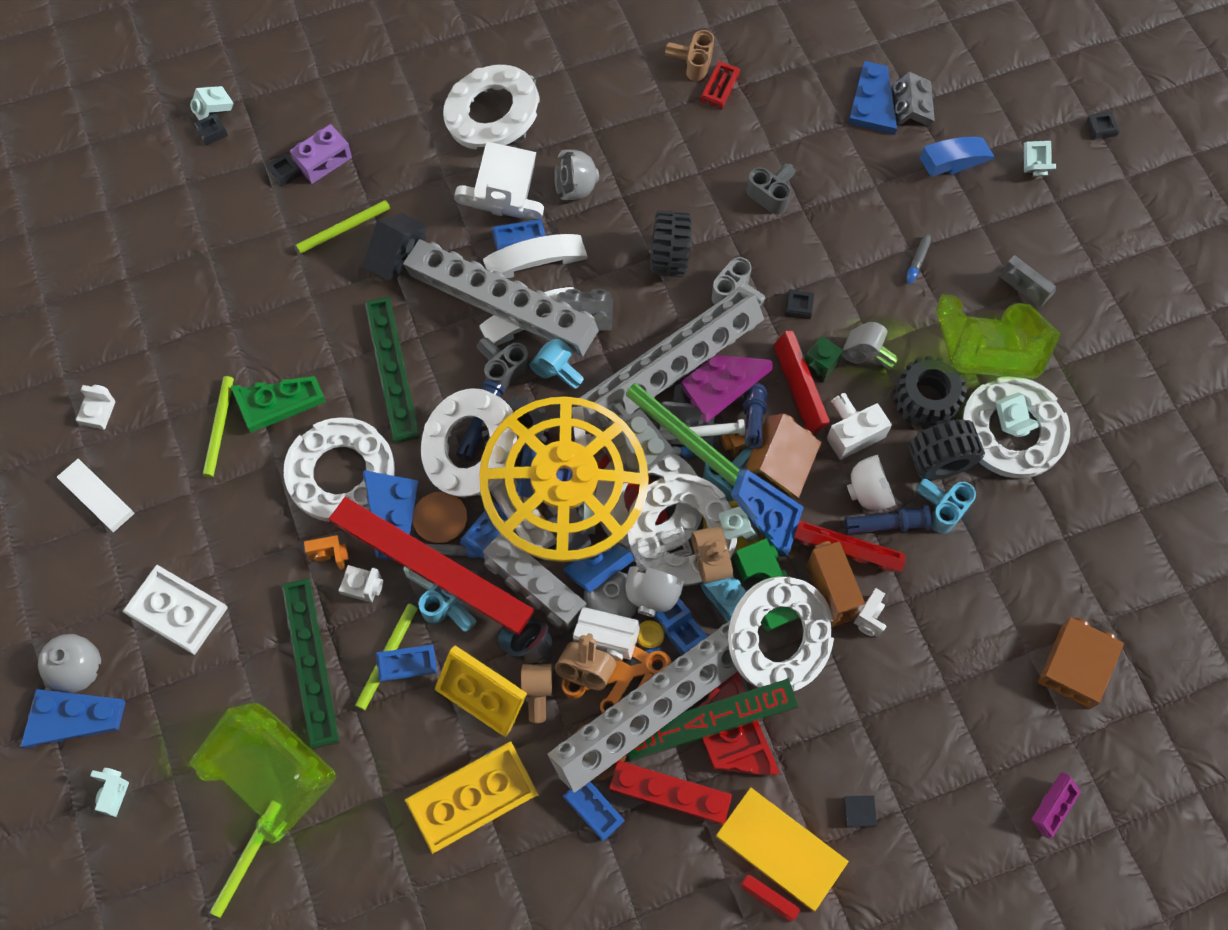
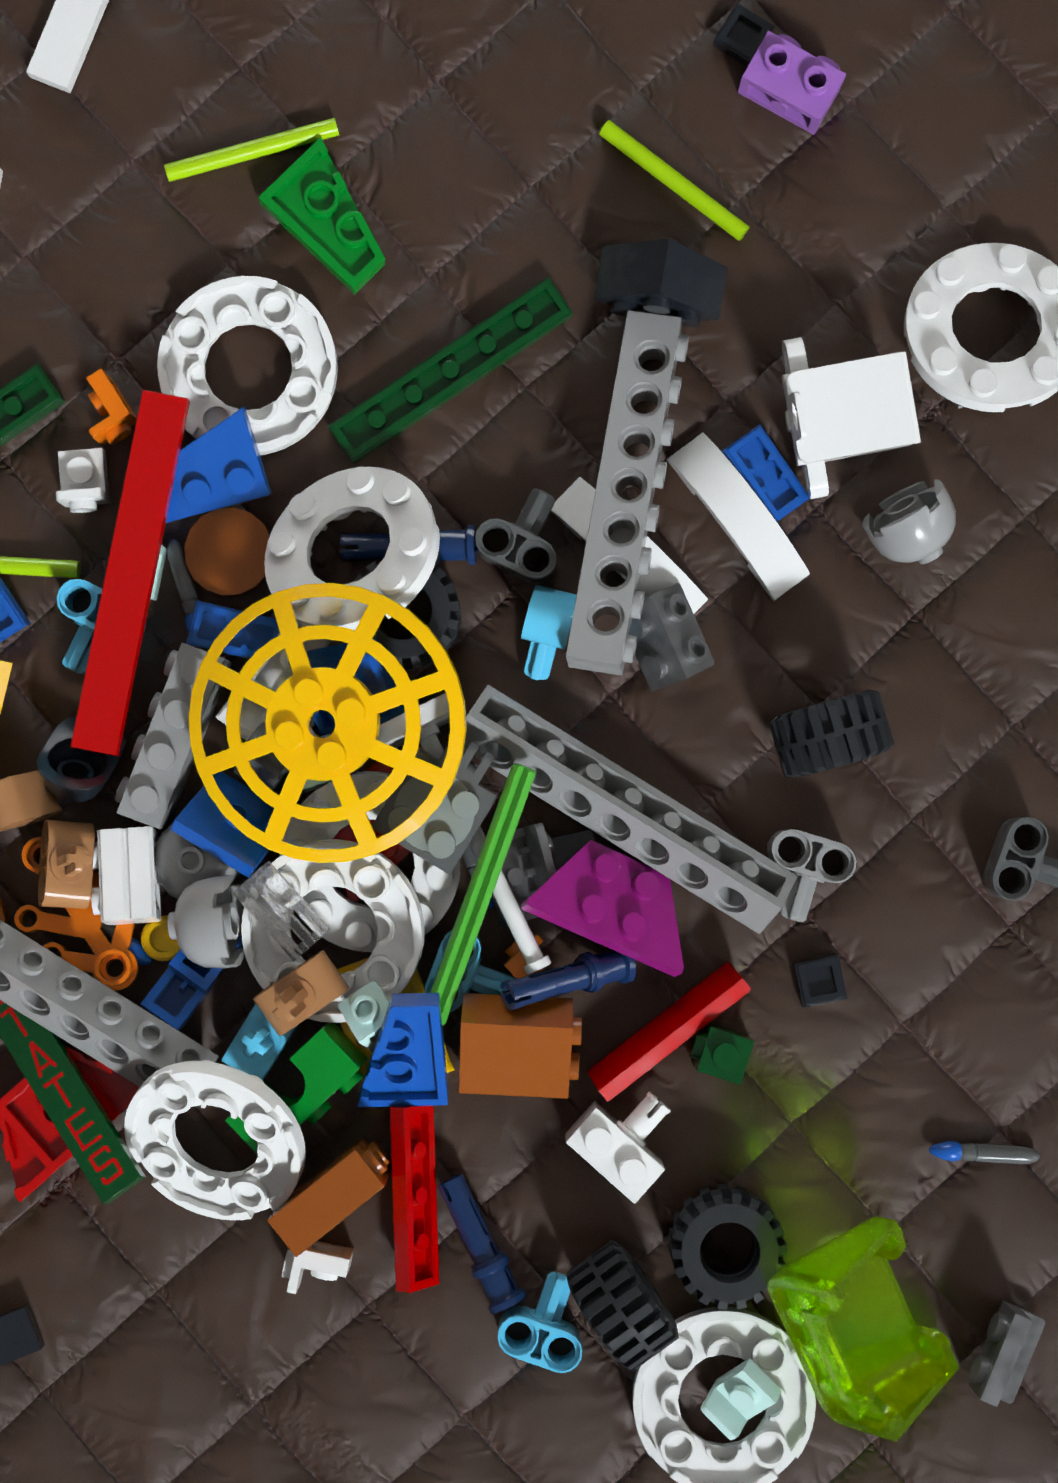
camera: 75 degrees right, 20 degrees up
(866, 343) = (773, 1121): light grey beam -> none
(870, 485) = (525, 1201): white cylinder -> none

